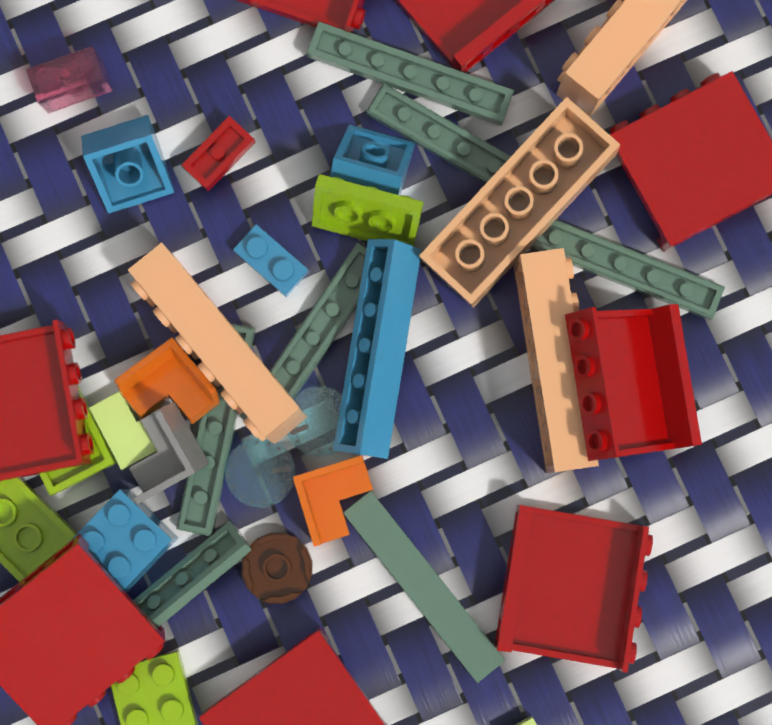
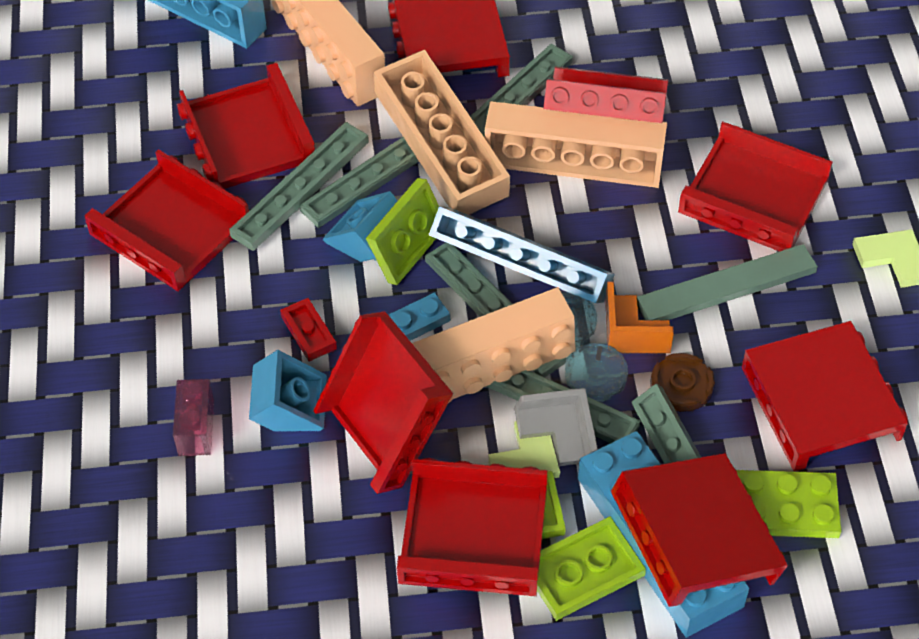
camera: 75 degrees left, 30 degrees down
(112, 271) = (385, 397): none -> red panel
(165, 376) = (492, 404): orange panel -> none

